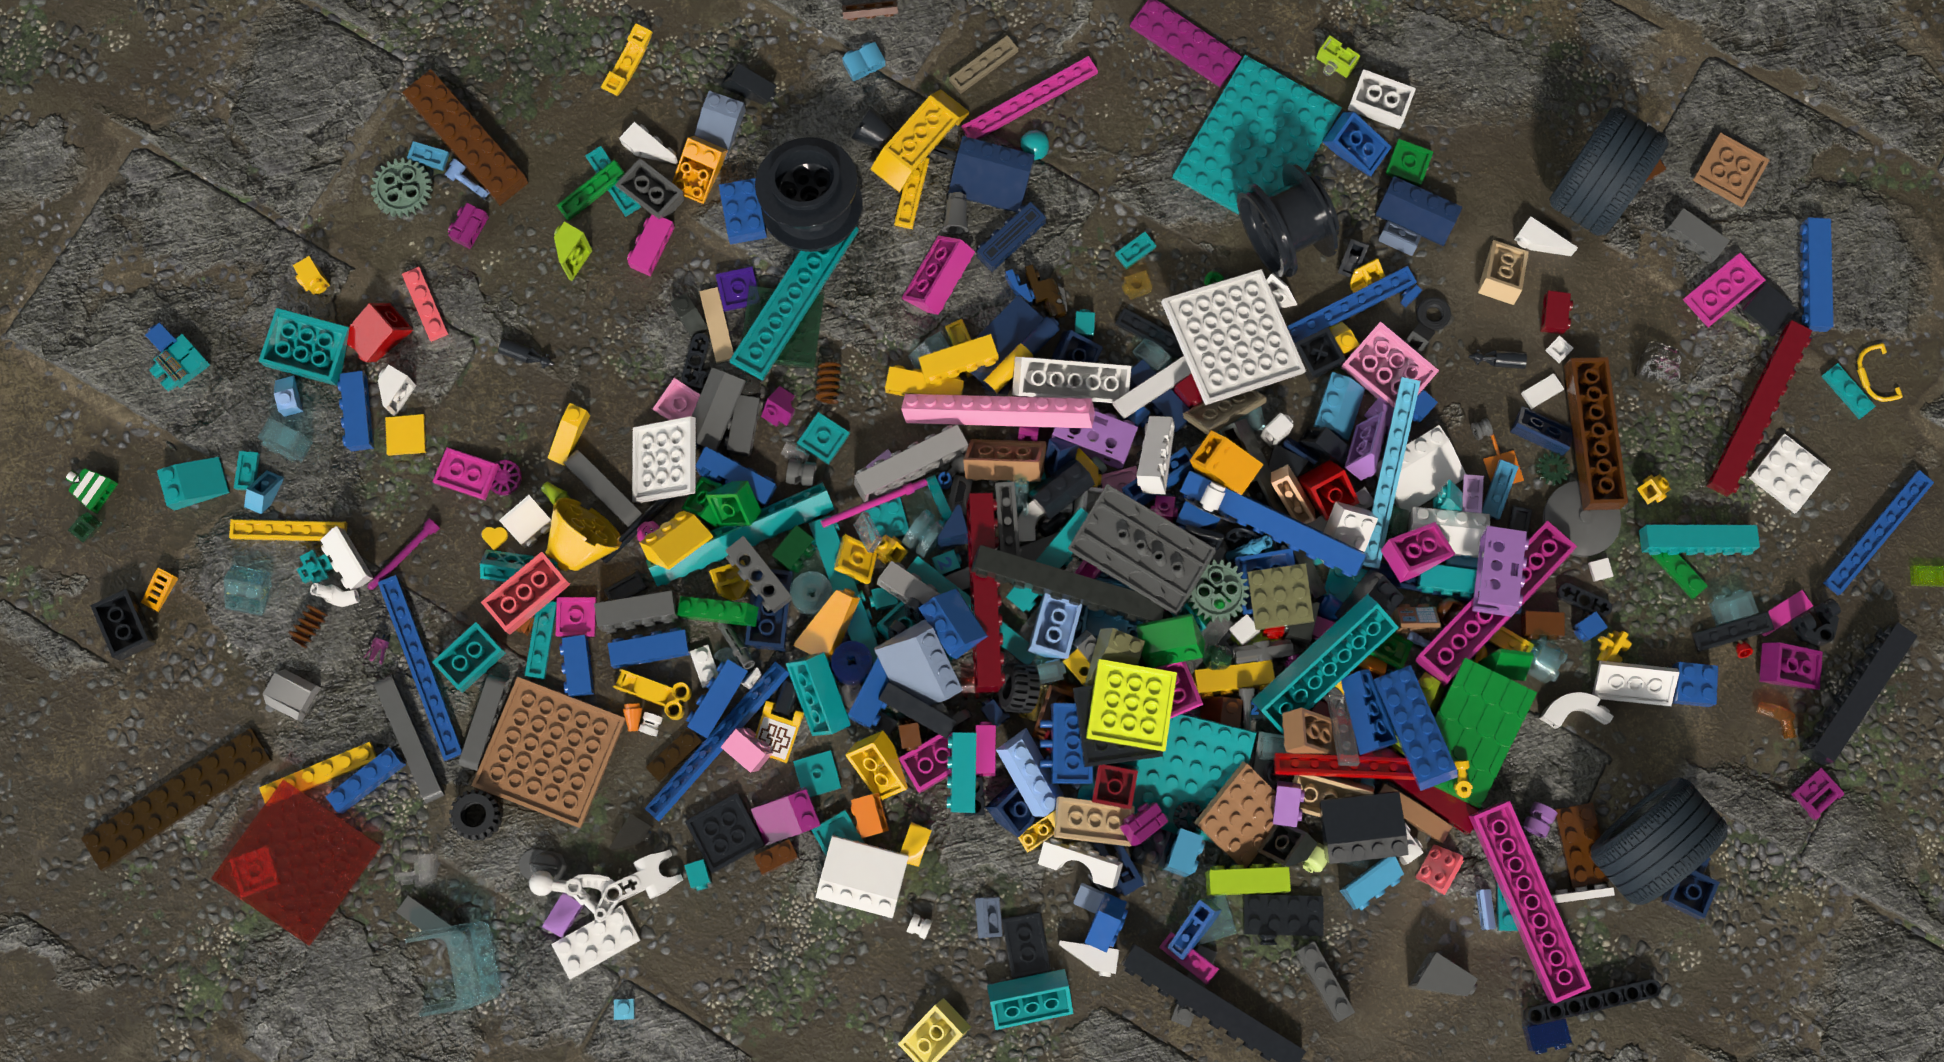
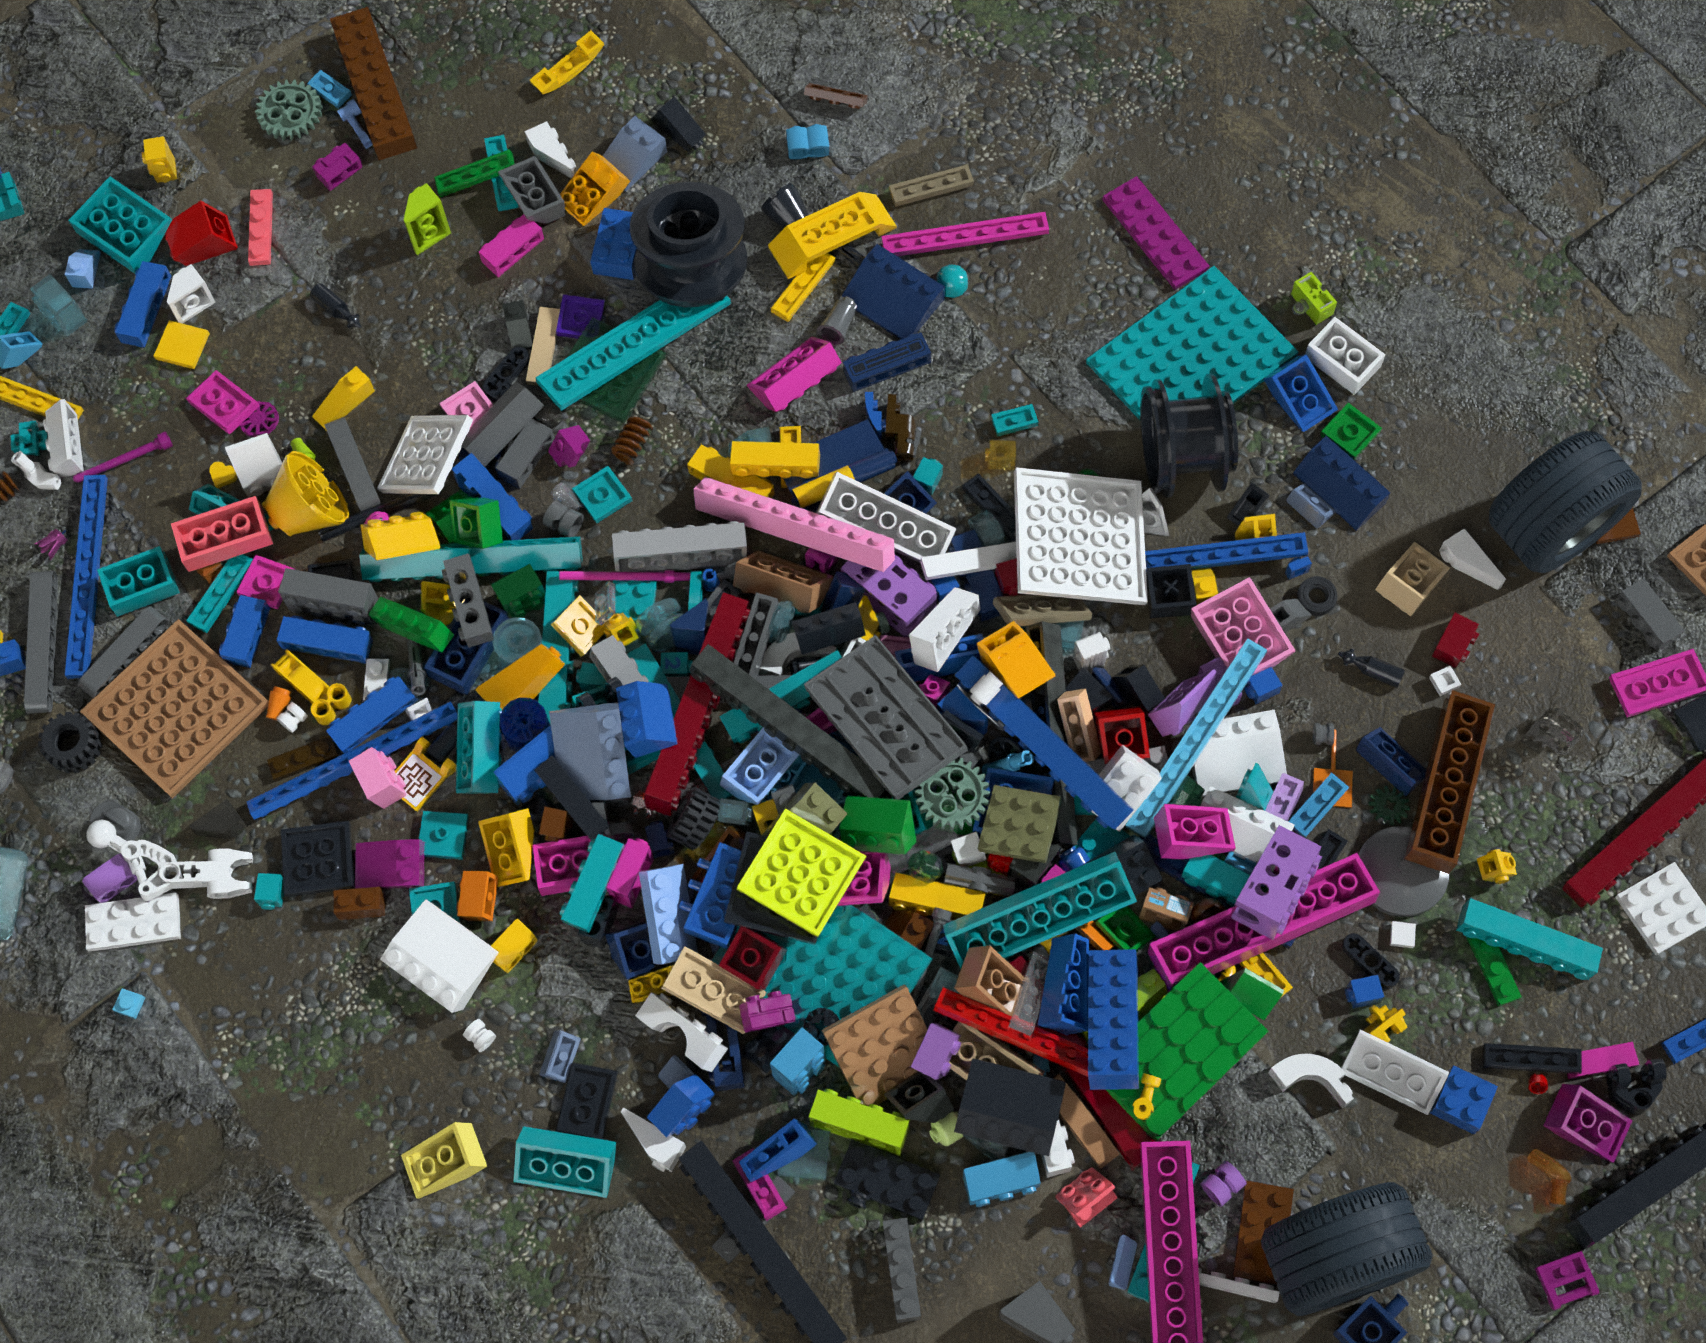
camera: 25 degrees right, 10 degrees down
(1339, 405) = (1173, 653): dark azure slope -> none
(1542, 391) = (1409, 719): white tile -> none
(1542, 625) = (1311, 970): reddish brown brick -> none
(1546, 661) = (1296, 1007): clear light blue brick -> none
(1733, 607) = (1542, 1030): clear light blue brick -> none

